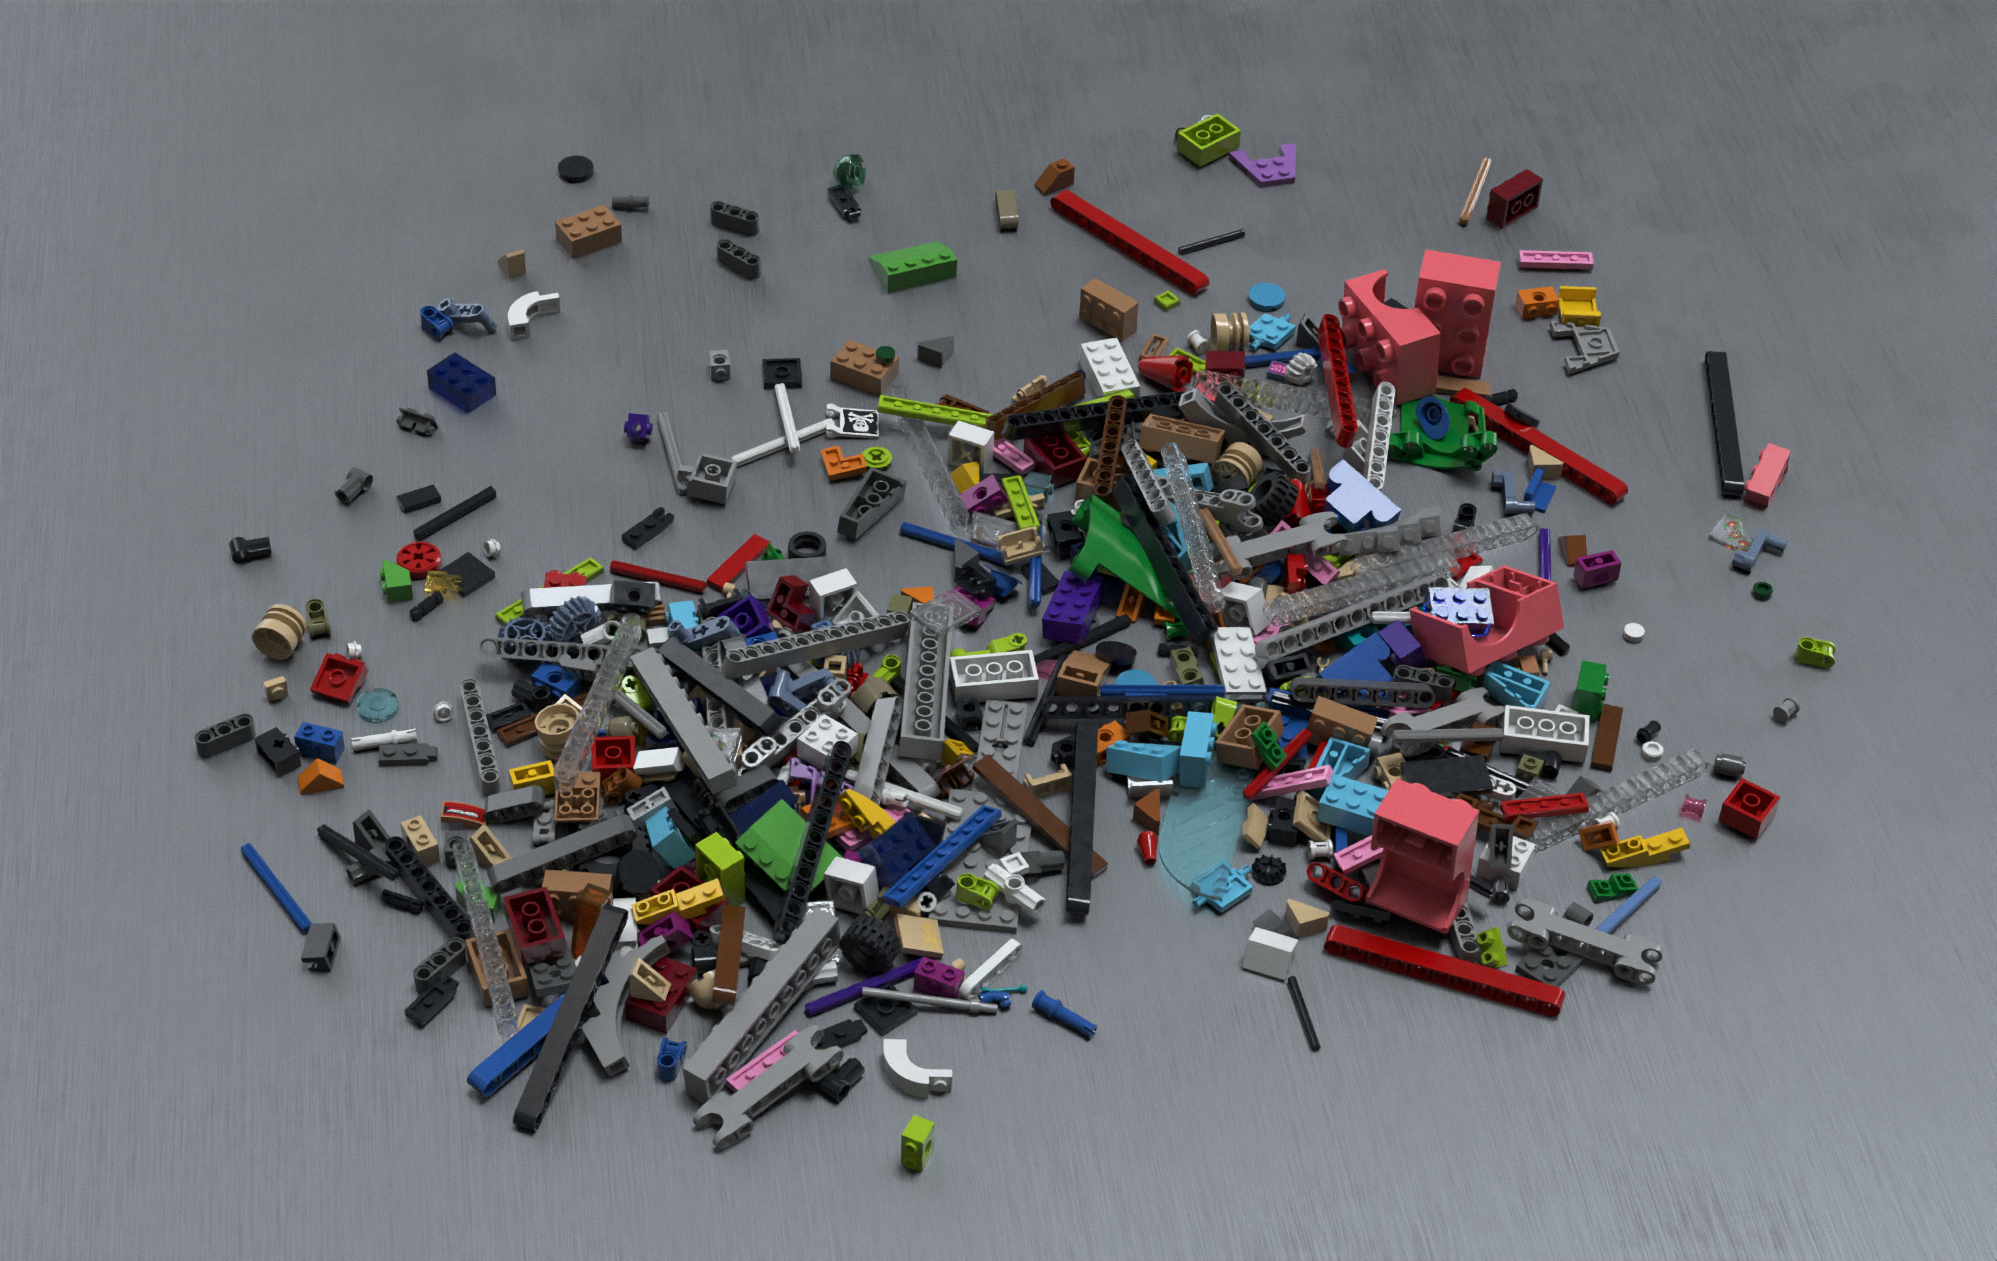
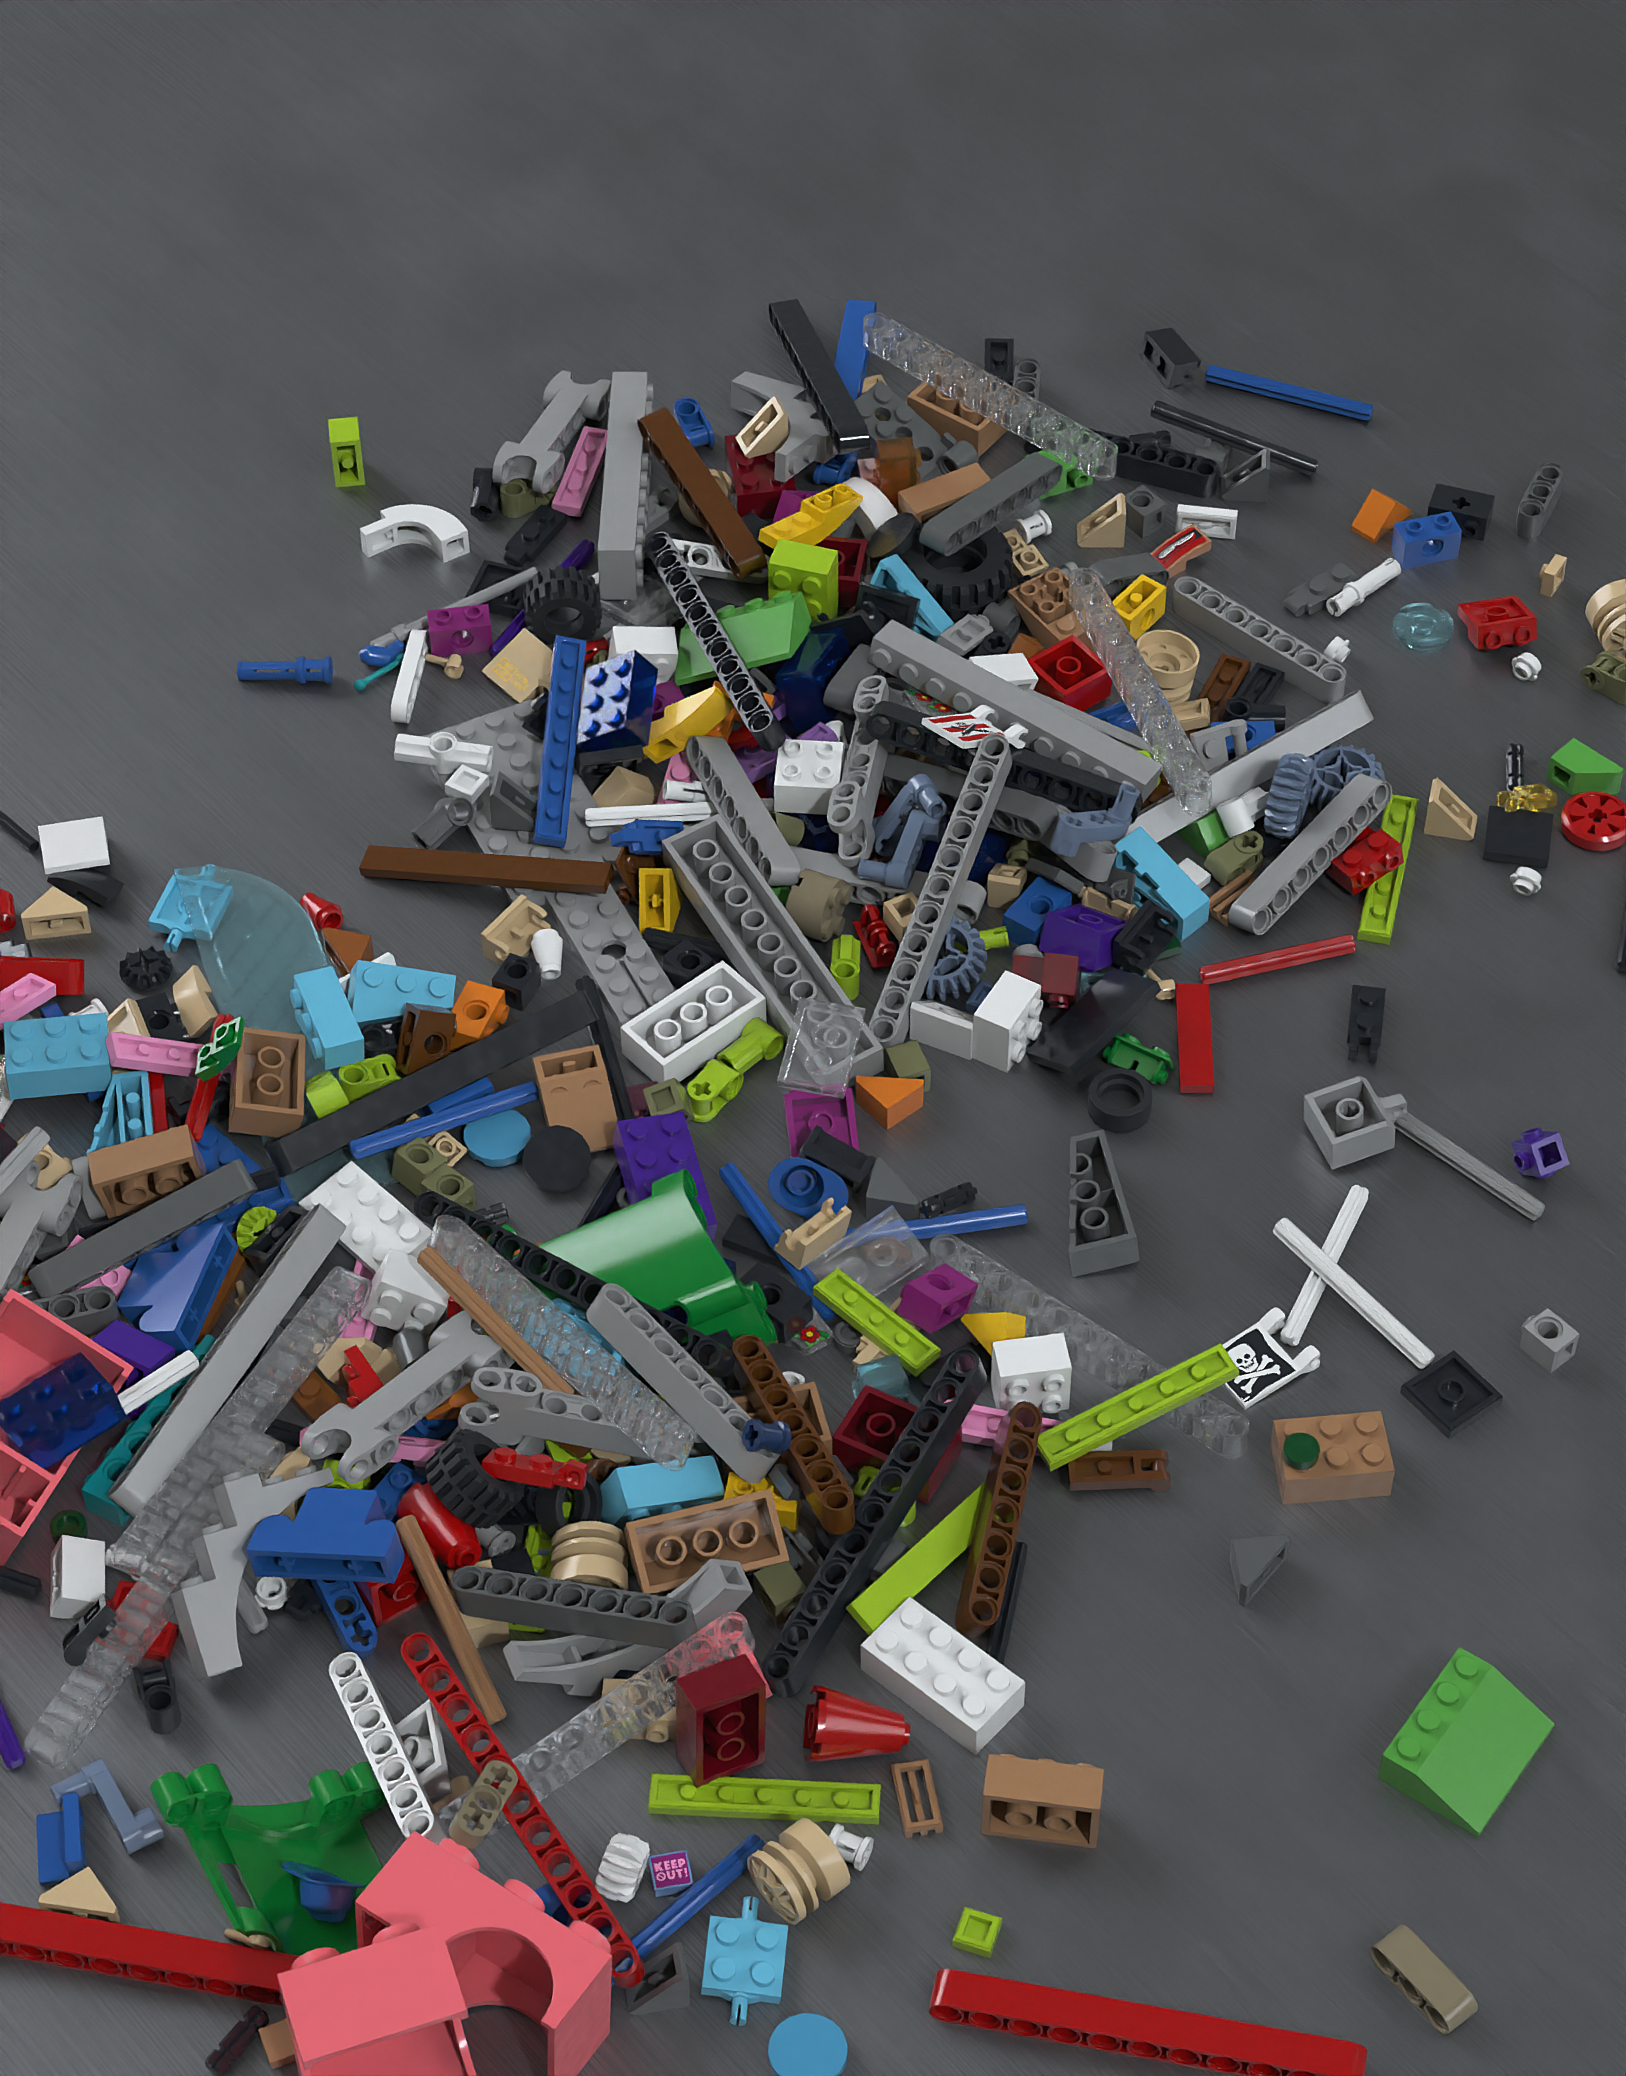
camera: 150 degrees right, 5 degrees up
(420, 840) = (1187, 488): tan brick -> none
(435, 825) = (1205, 518): none -> white tile
(494, 597) = (1448, 814): none -> tan slope
(534, 925) = (946, 426): dark red brick -> none
(622, 727) = (1094, 701): dark tan head -> none
(641, 591) = (1254, 864): black brick -> none
(730, 690) = (970, 728): none -> white flag
(840, 467) = (1203, 1257): orange plate -> none
(877, 453) = (1180, 1307): lime gear -> none
(935, 543) = (948, 1200): none -> black axle
(947, 756) = (645, 836): none -> blue hinge
(975, 891) = (491, 727): lime piece -> none
(1037, 384) = (1041, 1572): tan hinge -> none
(1037, 762) = (547, 950): none -> white cone
(1045, 628) = (668, 1098): none -> olive brick
(1082, 819) = (427, 882): black beam -> none
(1122, 437) = (766, 1436): none -> dark blue bush
(1246, 479) = (535, 1469): none -> red hinge
(1352, 365) = (471, 1810): none -> dark tan beam
(1481, 544) = (95, 1622): none -> black plate
(1522, 415) = (166, 1989): black tile -> none

